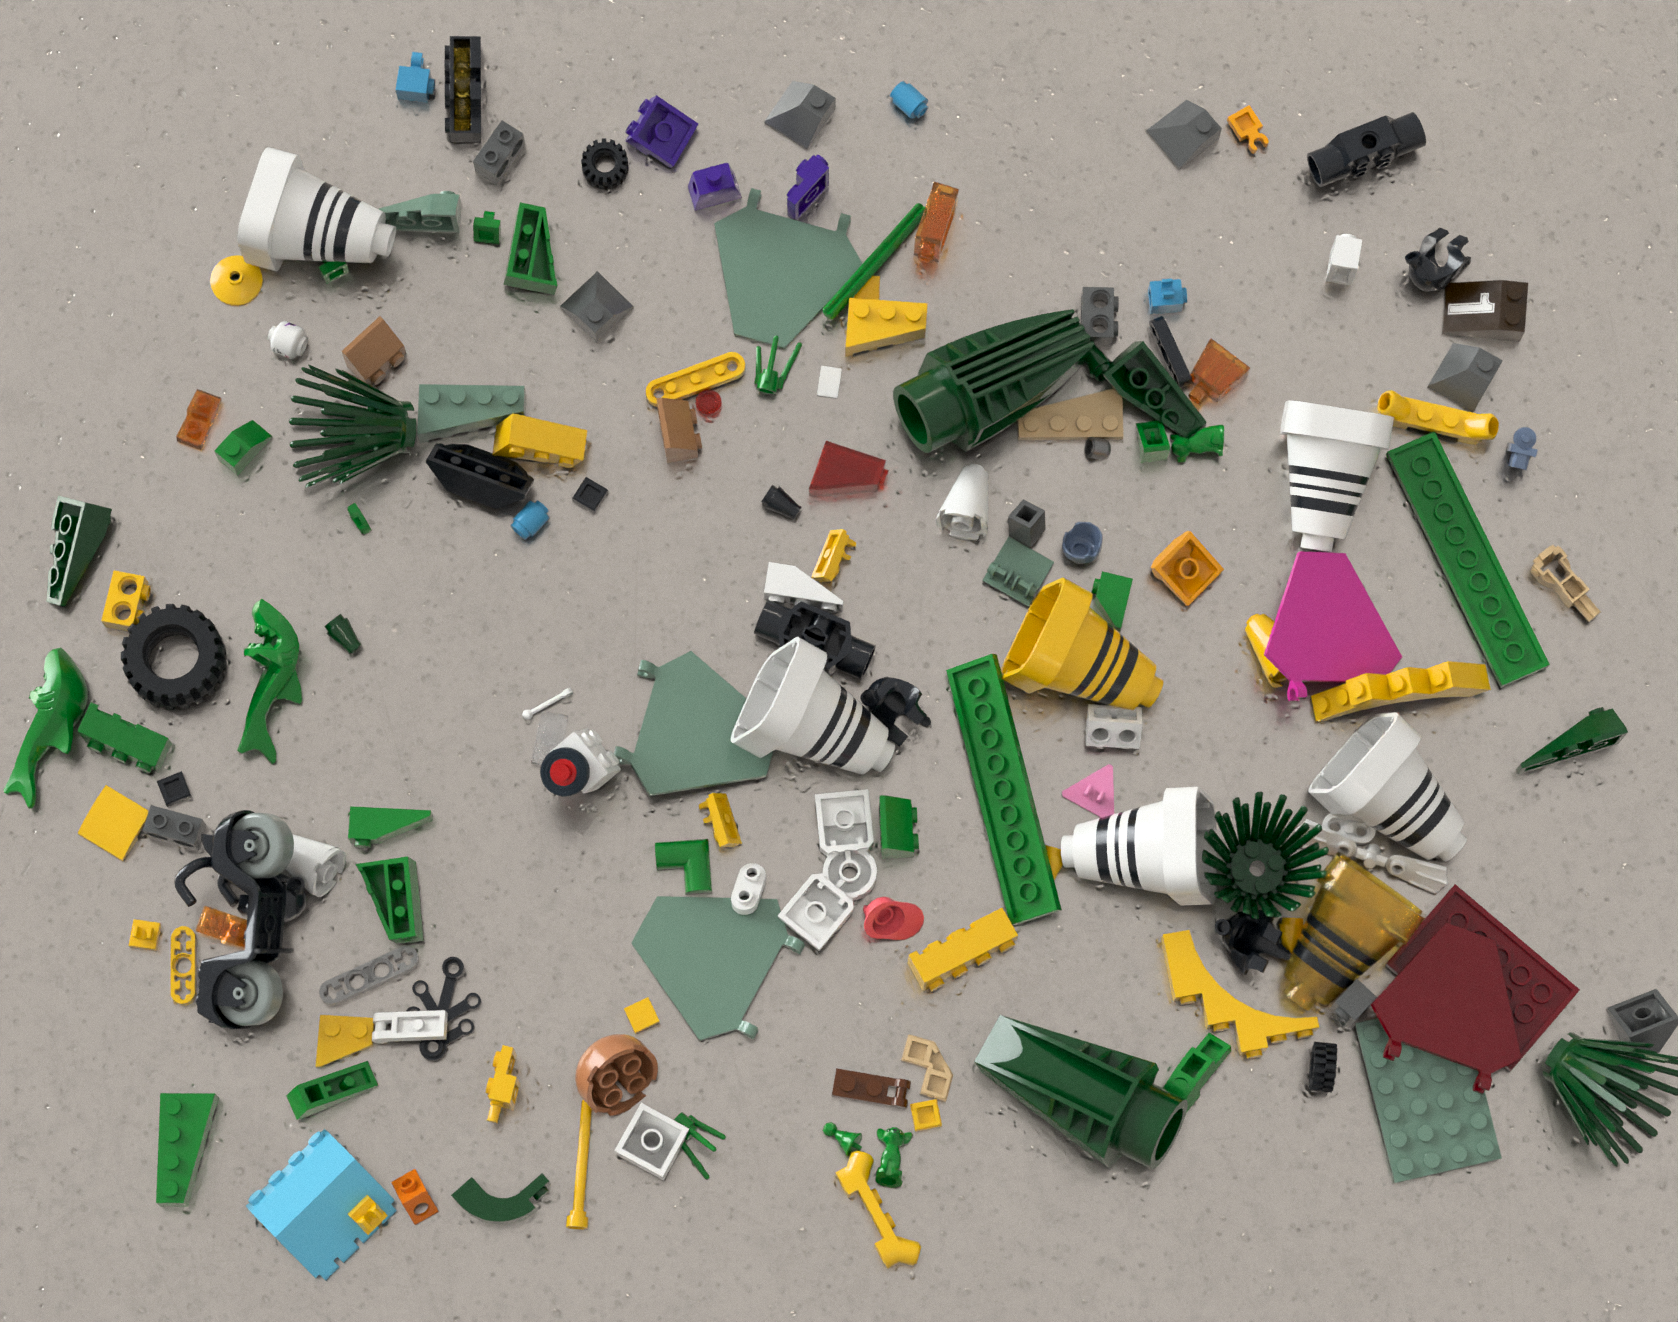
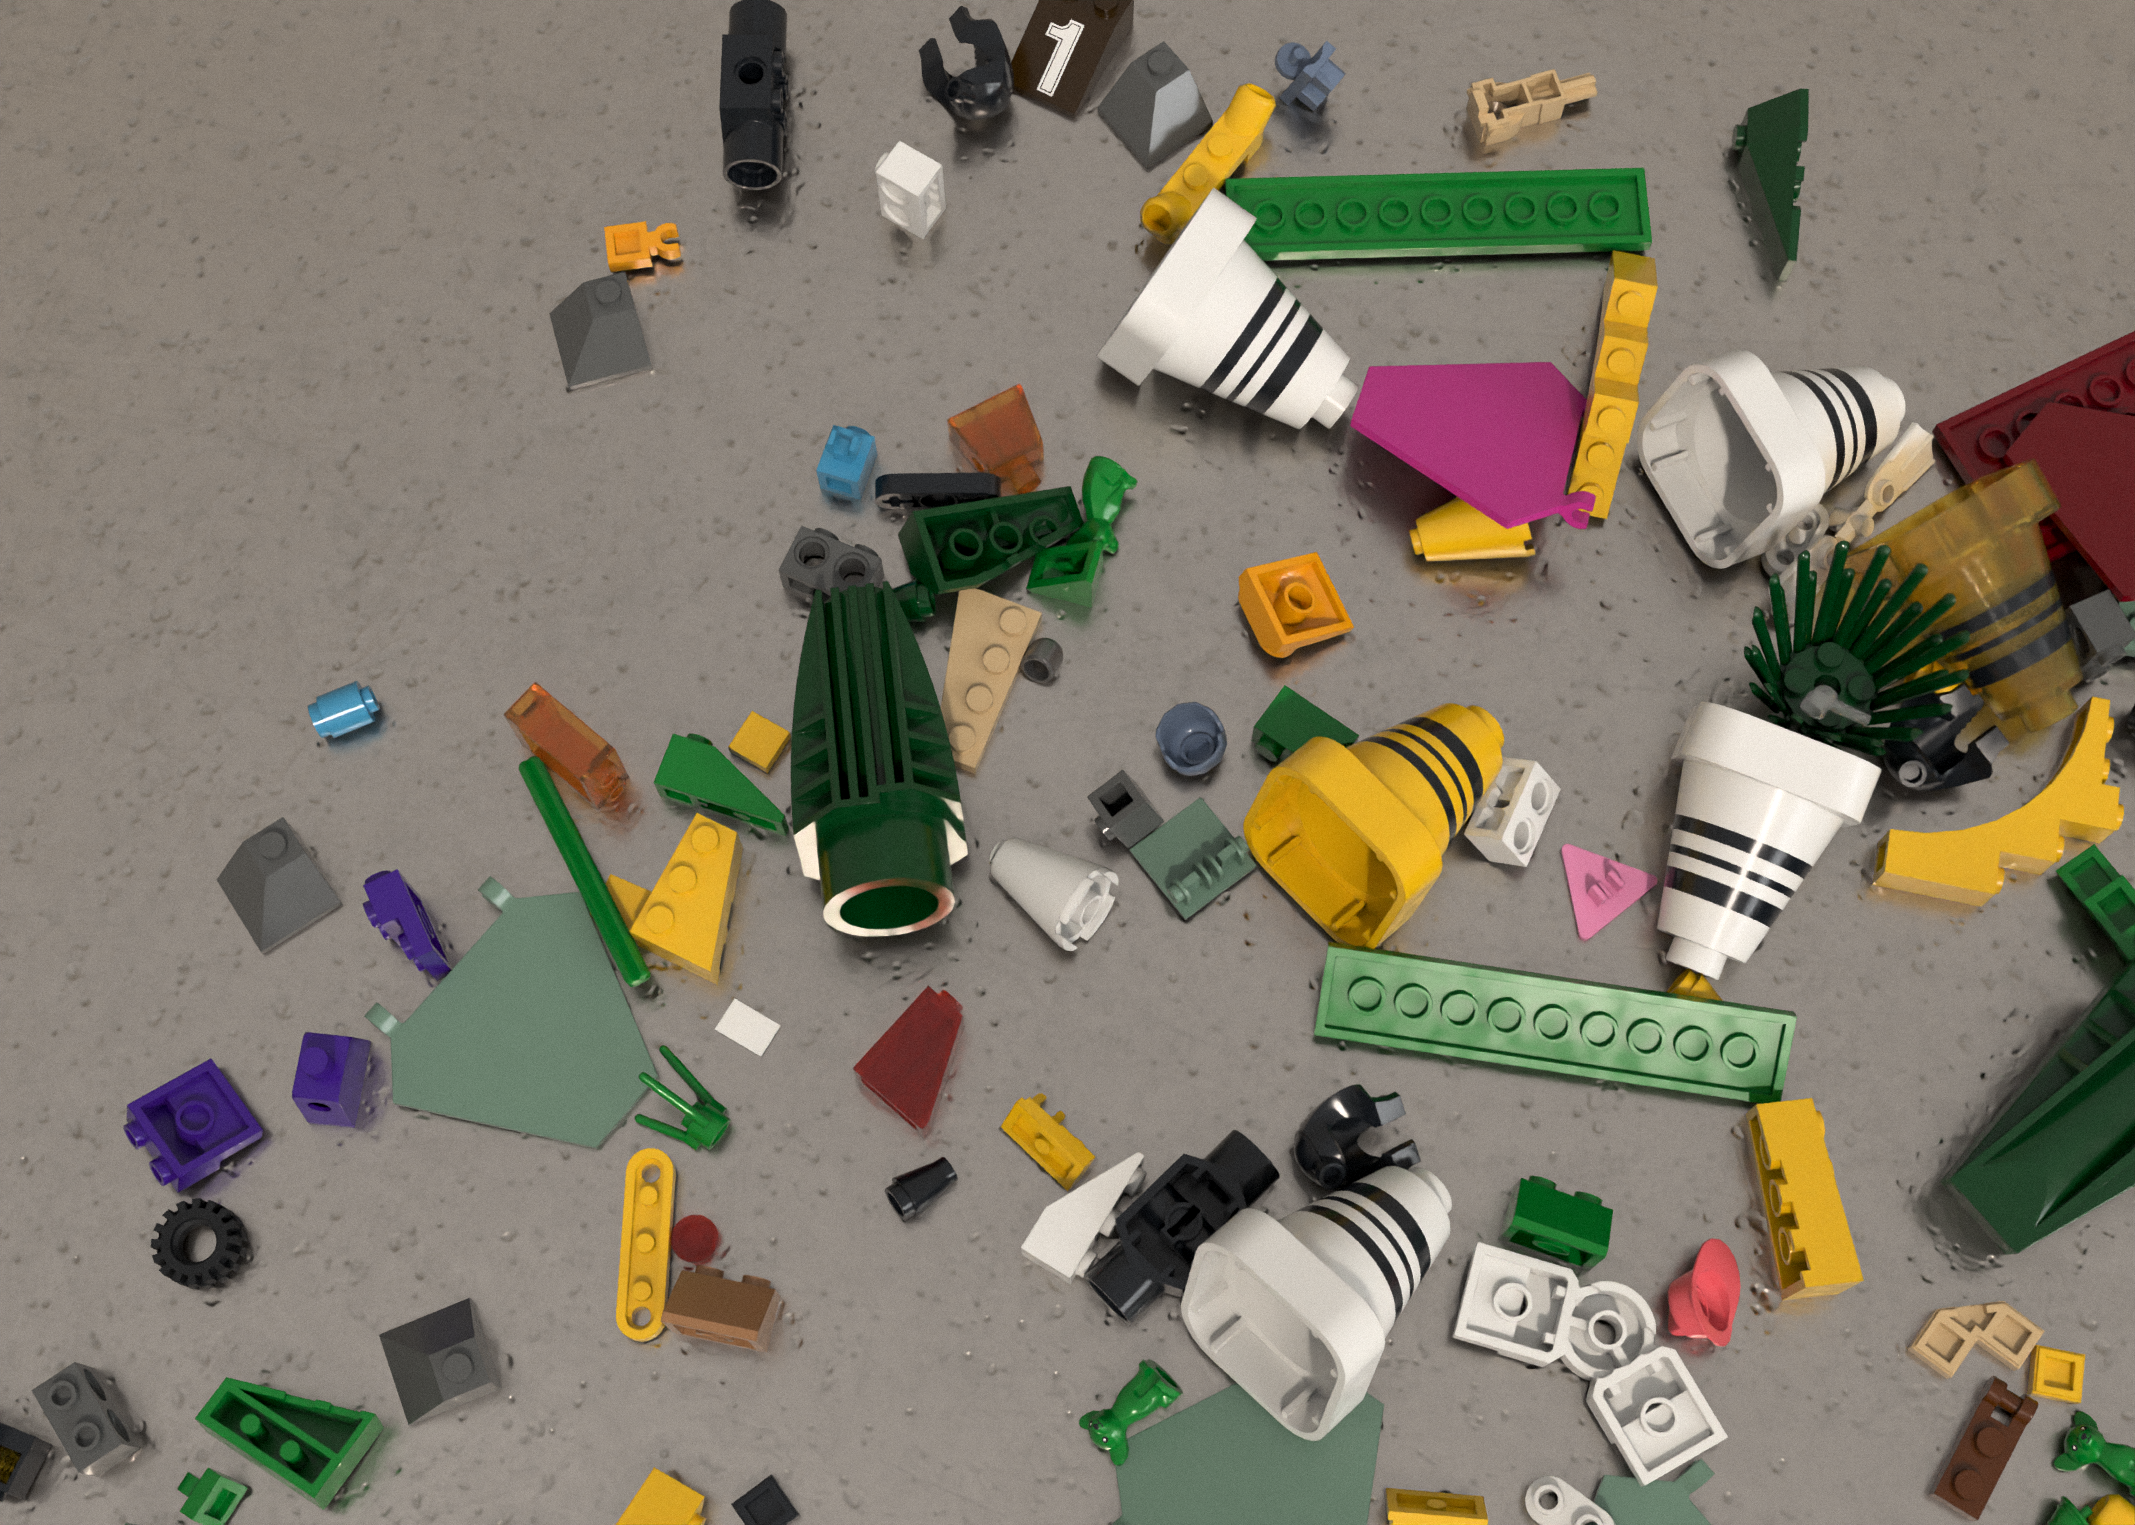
camera: 65 degrees left, 5 degrees down
(721, 654) = (1136, 1400): none -> green animal
(952, 301) = (705, 779): none -> green slope
(985, 318) = (759, 741): none -> yellow tile
(1224, 846) = (1823, 699): none -> clear hand

